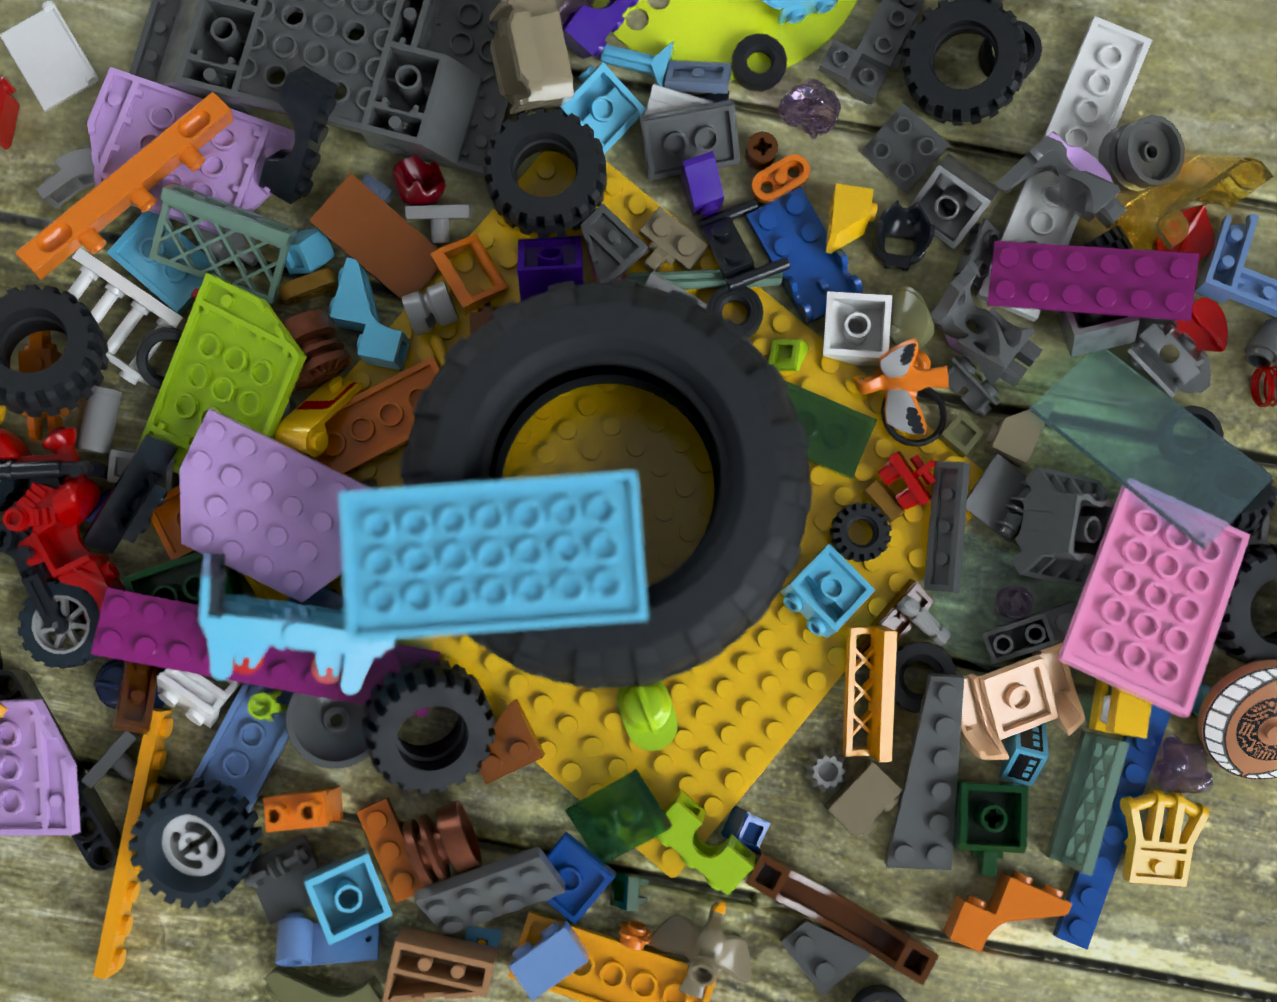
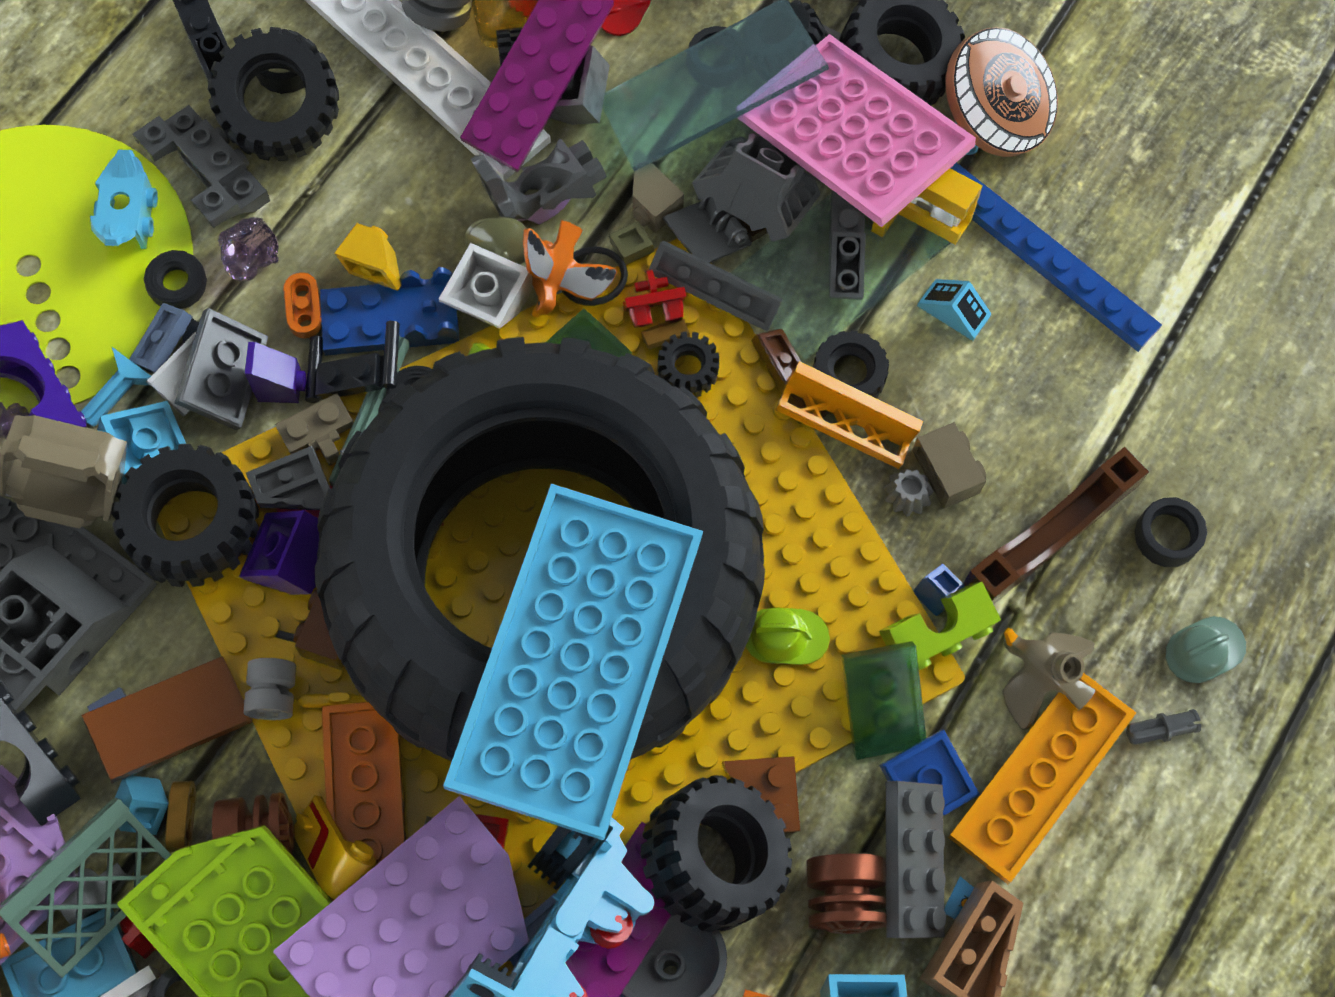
camera: 70 degrees left, 15 degrees down
(356, 310) = (234, 772): medium azure arch -> none
(389, 848) = (814, 961): orange plate -> none
(418, 182) = (127, 653): dark red hair -> none
(439, 218) = (175, 648): light grey tile -> none
(469, 303) = (237, 656): orange tile -> none
(548, 959) = (1006, 825): medium blue brick -> none
(626, 891) = (963, 726): dark green tile -> none
(634, 935) = (1009, 736): orange plate -> none
(760, 158) = (269, 319): reddish brown wheel -> none
(822, 953) = (1089, 563): dark grey wing -> none
(826, 592) = (740, 412): medium azure plate -> none
(903, 224) = (405, 210): black helmet -> none
(905, 148) = (329, 183): dark grey hinge -> none
(923, 620) = (797, 342): light grey axle -> none
(928, 799) = (976, 407): dark grey wing -> none
(954, 199) = (402, 164): flat silver slope -> none
(979, 392) = (598, 212): dark grey hinge -> none
(980, 246) = (452, 155): dark grey hinge -> none
(998, 834) = (1011, 359): dark green hinge -> none
(1012, 900) = (1092, 369): orange arch -> none
(1018, 700) = (905, 295): light nougat piece -> none
(1021, 603) = (808, 251): clear purple wheel -> none
(1082, 179) = (441, 41): dark grey hips -> none
(1087, 801) = (1024, 279): sand green fence -> none
(1156, 859) = (1092, 235): yellow plate -> none
(1182, 767) = (1021, 179): hair -> none
(1187, 373) = (657, 35): dark grey piece -> none

